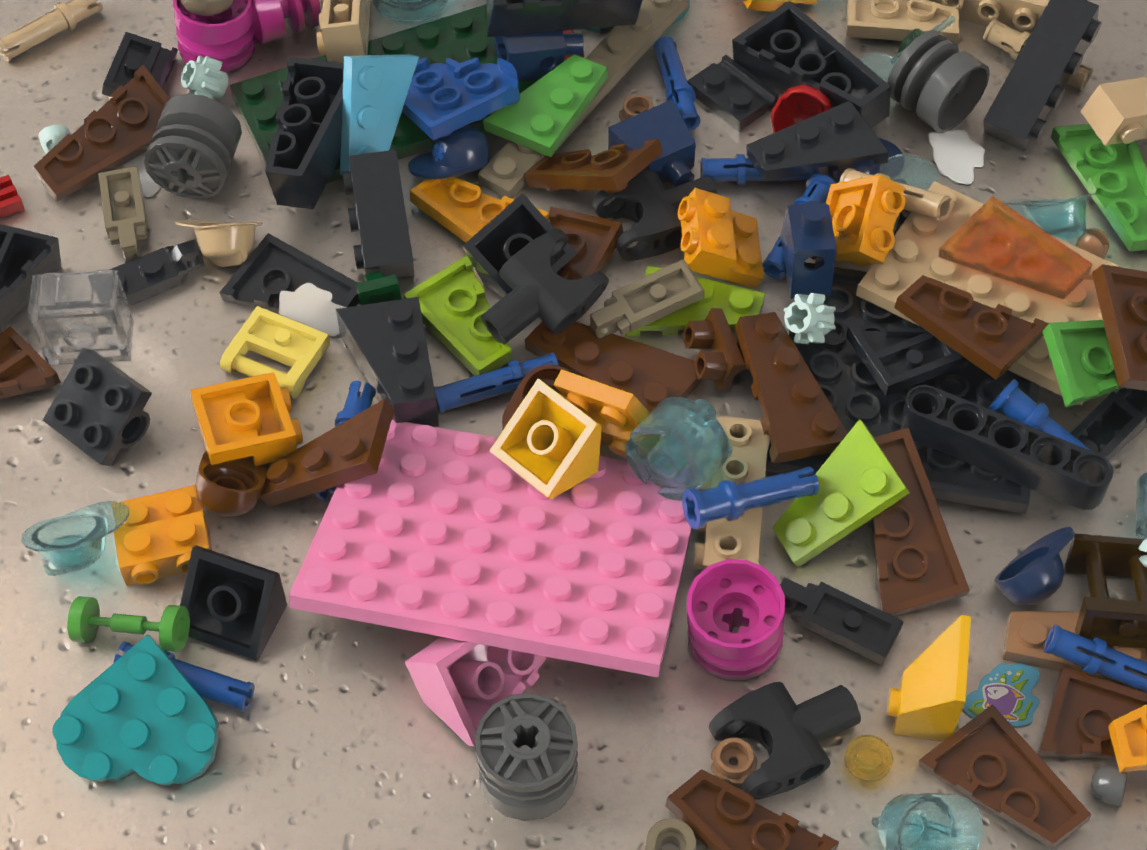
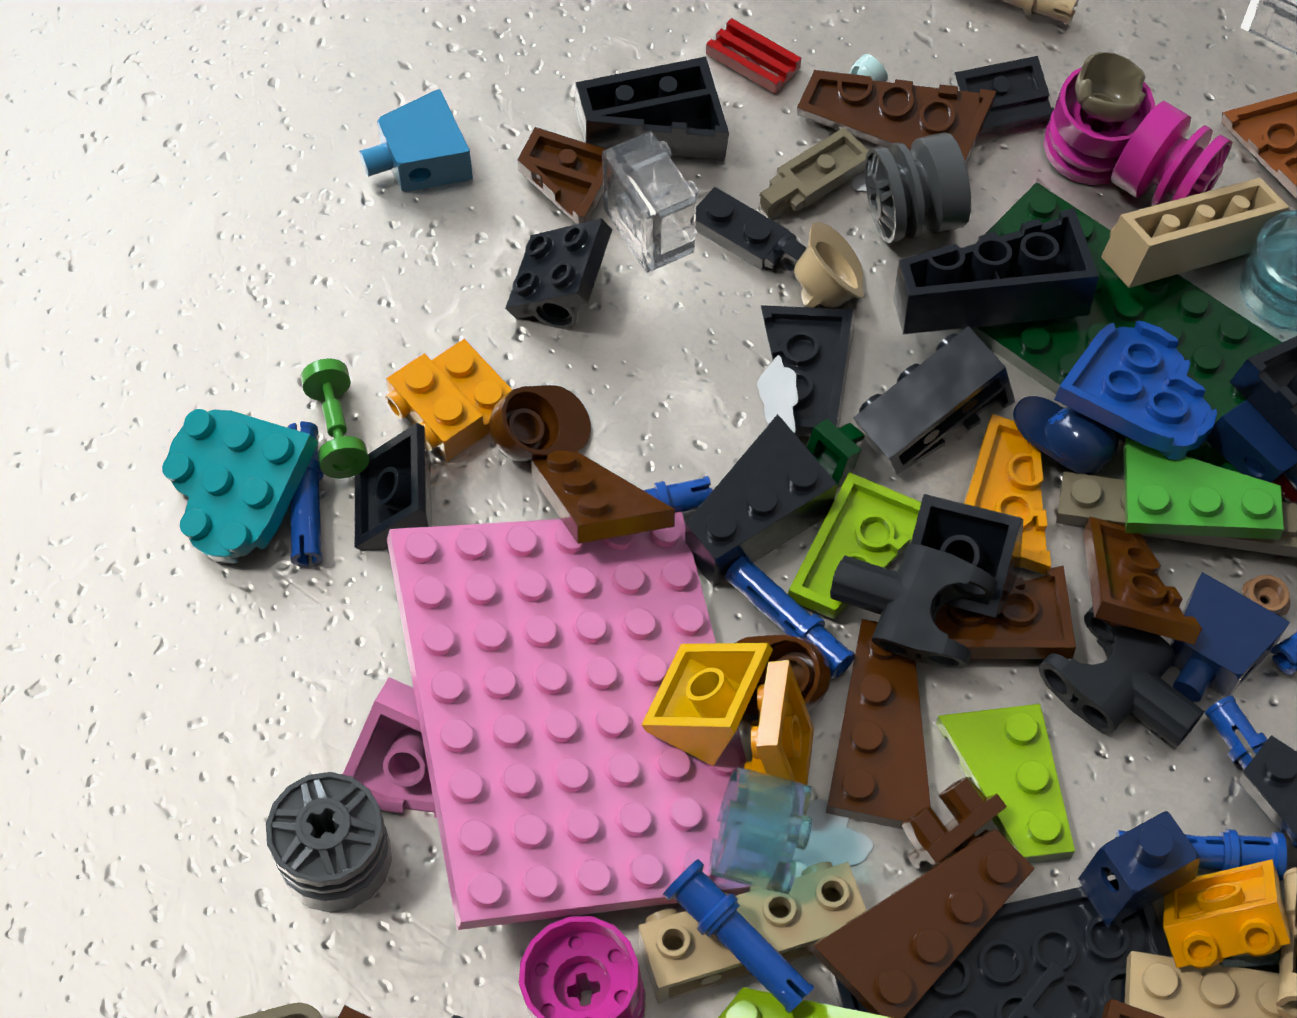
camera: 65 degrees right, 5 degrees up
(76, 538) = (404, 325): clear light blue piece -> none
(205, 77) = (1023, 156): light aqua gear -> none
(246, 420) = (607, 403): light orange plate -> none
(278, 340) = (731, 390): light yellow plate -> none
(372, 102) = (1061, 317): medium azure wing -> none
(647, 300) = (975, 721): dark tan hinge -> none
(719, 239) = (1115, 766): light orange plate -> none
(809, 318) = (1040, 910): light aqua gear -> none

